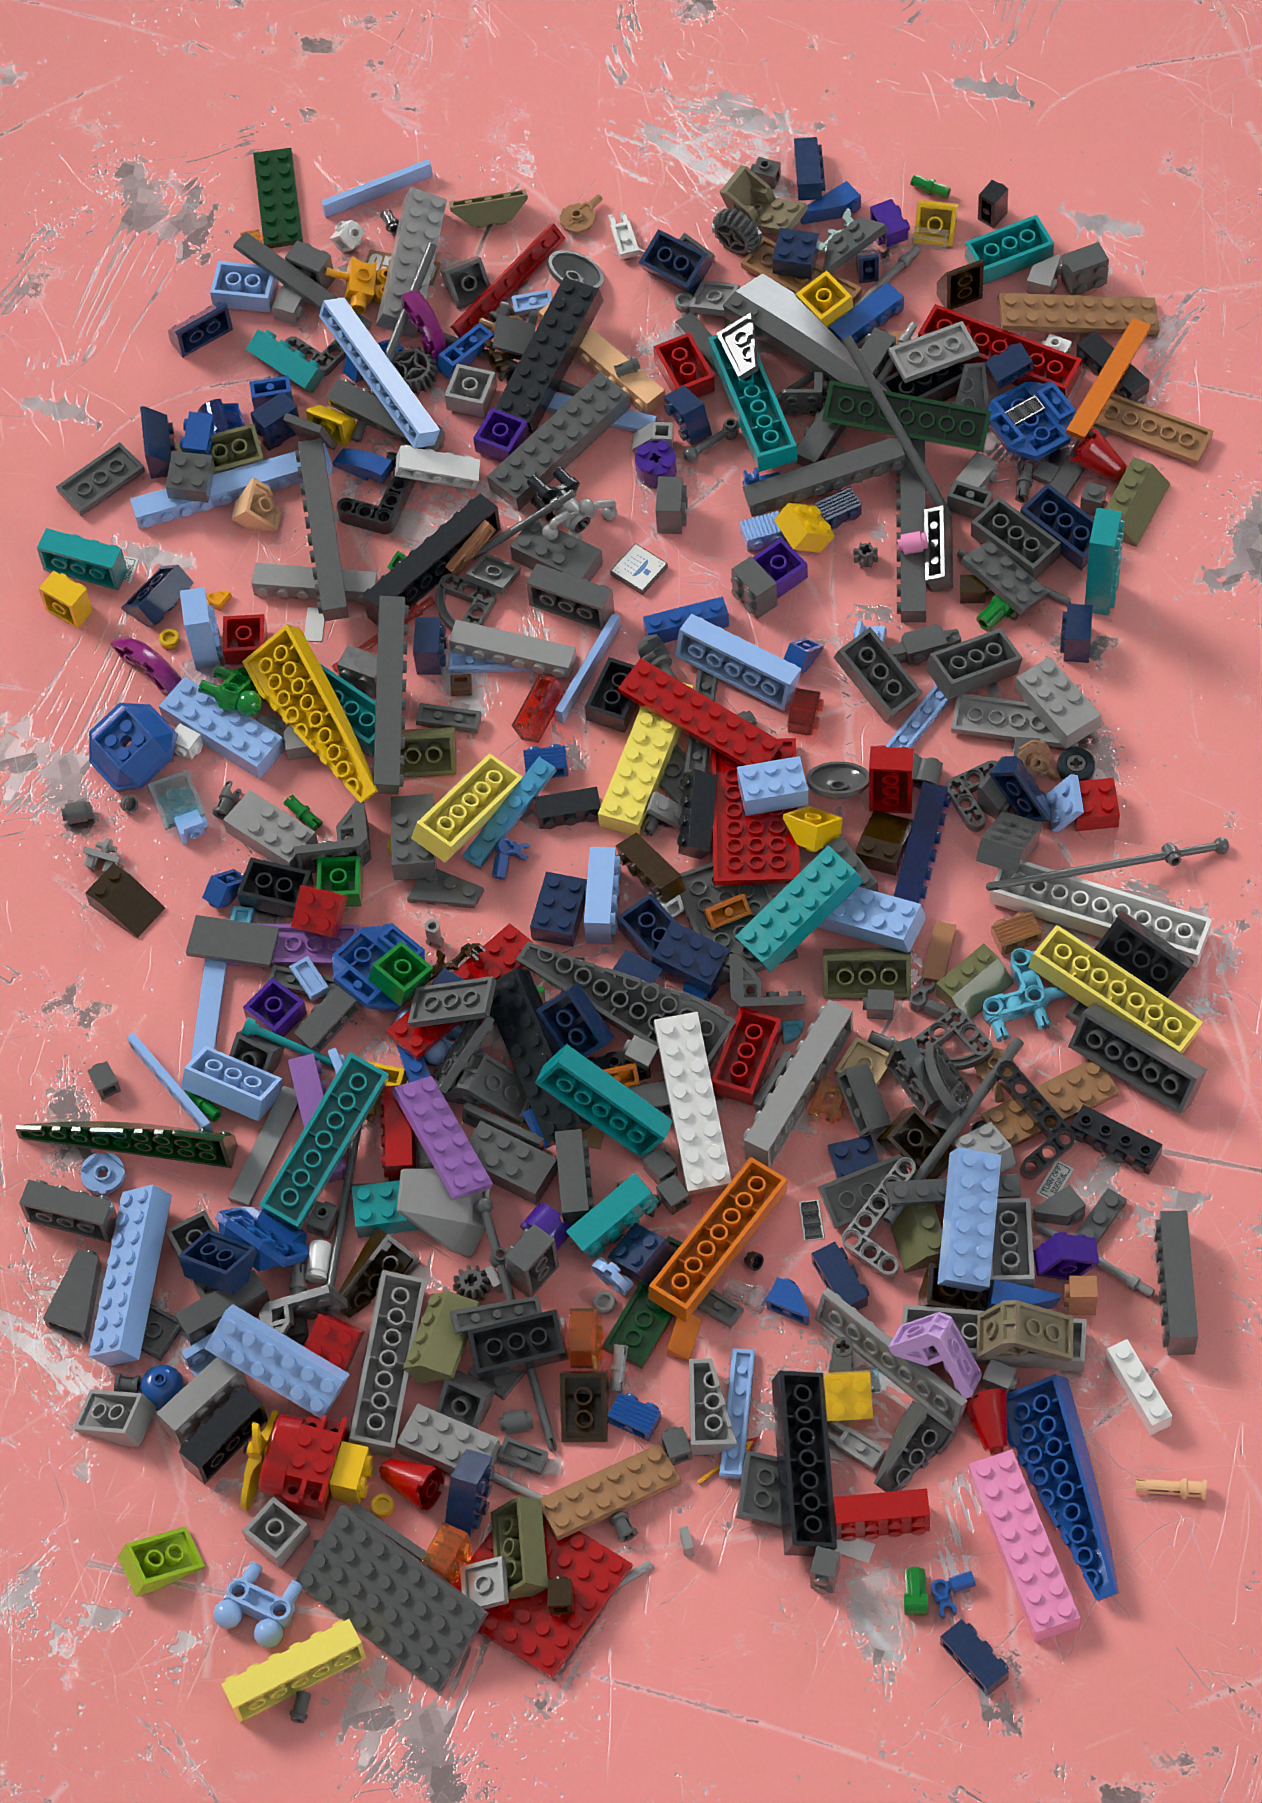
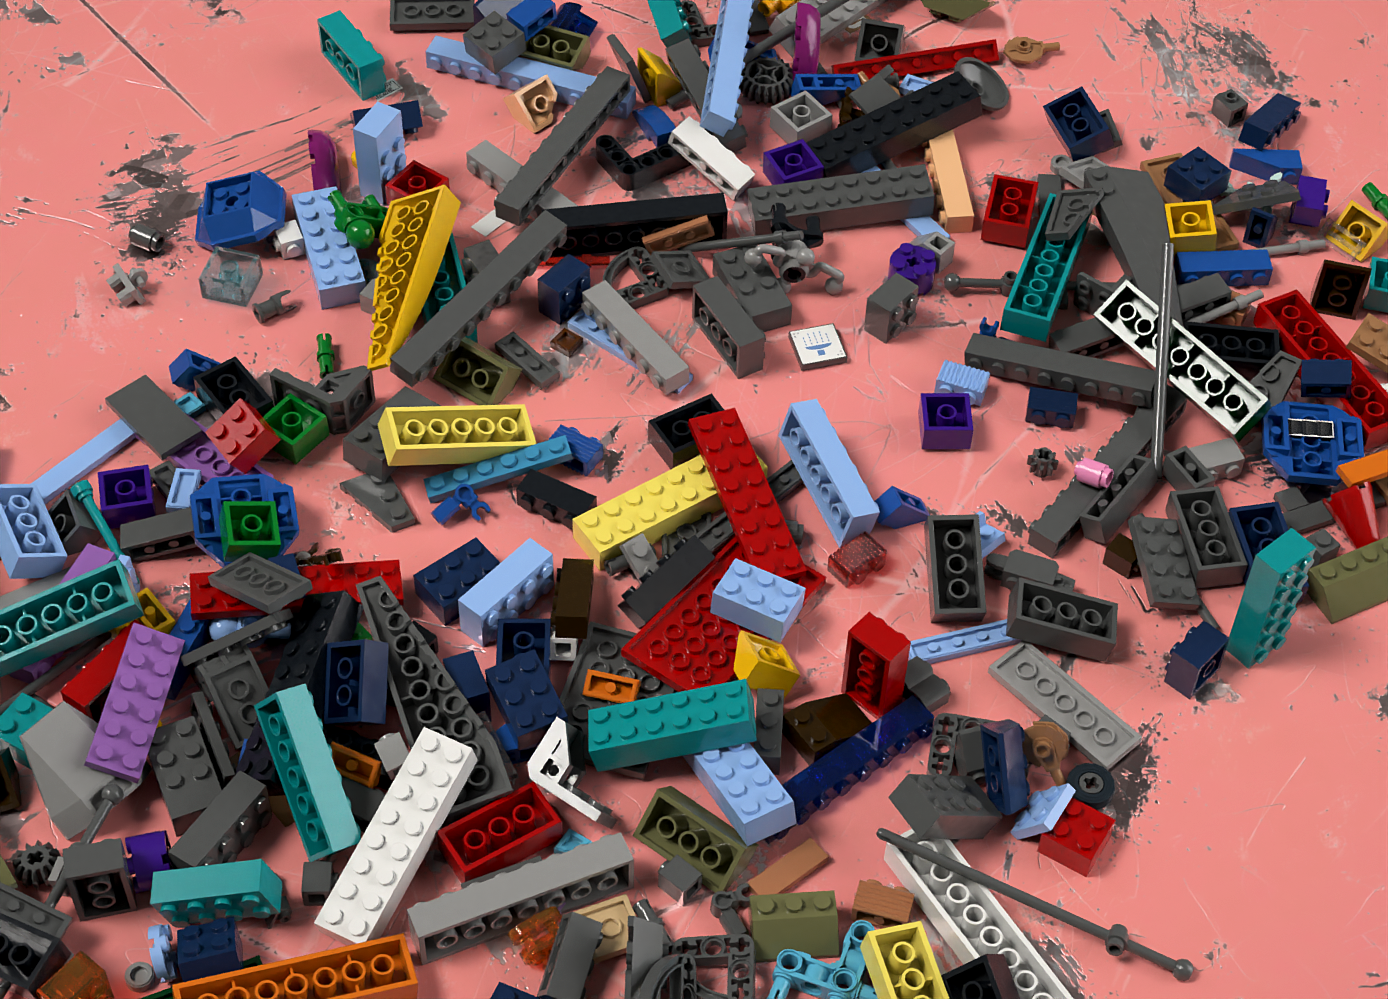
camera: 30 degrees right, 10 degrees down
(66, 599) = (307, 75): yellow brick -> none
(124, 900) = (106, 328): dark brown slope -> none
(130, 802) = (198, 259): dark grey hinge -> none
(190, 825) = (222, 305): light blue brick -> none
(219, 599) = (433, 154): light orange tile -> none
(267, 389) = (631, 28): blue brick -> none
(268, 829) = (279, 344): light grey brick -> none
(269, 421) = (600, 48): dark blue brick -> none
(433, 933) = (326, 524): light grey bar -> none
(538, 708) = (610, 400): clear red brick -> none
(587, 668) = (719, 386): light blue tile -> none
(624, 237) = (1052, 85): white hinge -> none
(627, 367) = (954, 177): dark grey pin -> none
(655, 652) = (761, 423): dark grey piece -> none
(667, 623) = (845, 418): blue brick -> none
(673, 1194) = (301, 918): dark grey brick -> none
(689, 415) = (977, 245): dark blue brick -> none
(736, 231) = (1156, 131): dark grey gear -> none
(753, 587) = (904, 421): dark grey brick -> none
(756, 199) = (1194, 119): dark tan bracket -> none
(804, 527) = (1000, 400): yellow brick -> none
(838, 780) = (823, 637): dark grey dish -> none
(933, 352) = (1259, 324): light grey plate -> none
(994, 613) = (1127, 591): green piece -> none
(1024, 482) = (1262, 493): dark grey pin -> none
(1058, 702) = (1118, 710): light grey brick -> none

